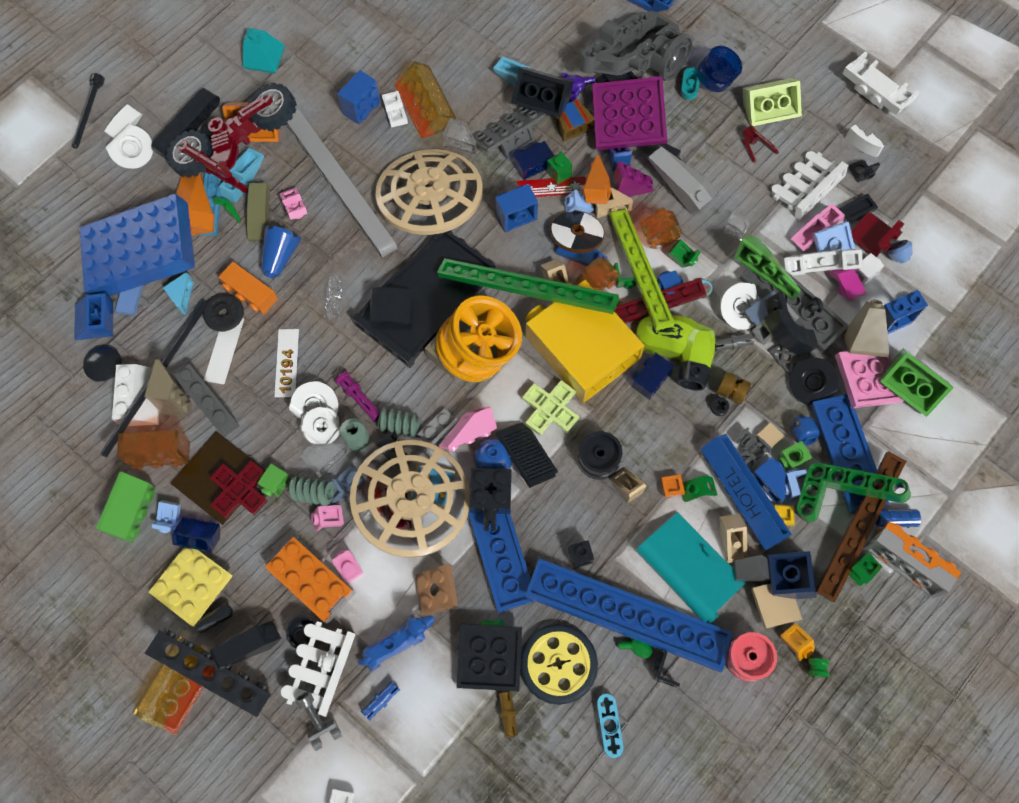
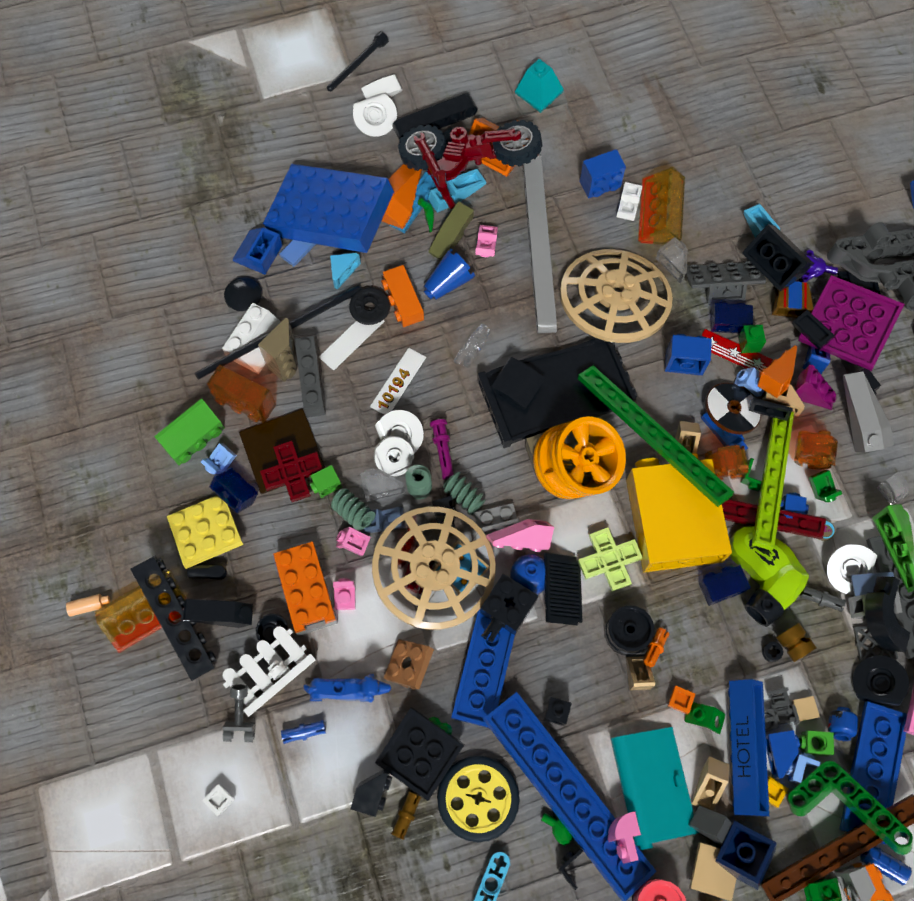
camera: 30 degrees right, 0 degrees up
(120, 711) = (86, 604): none -> light nougat cylinder
(467, 714) = (370, 792): none -> black slope
(603, 134) = (813, 329): none -> black tile
(606, 215) = (770, 409): none -> black slope
(628, 456) = (656, 647): none -> orange axle
(689, 617) = (623, 831): none -> bright pink brick

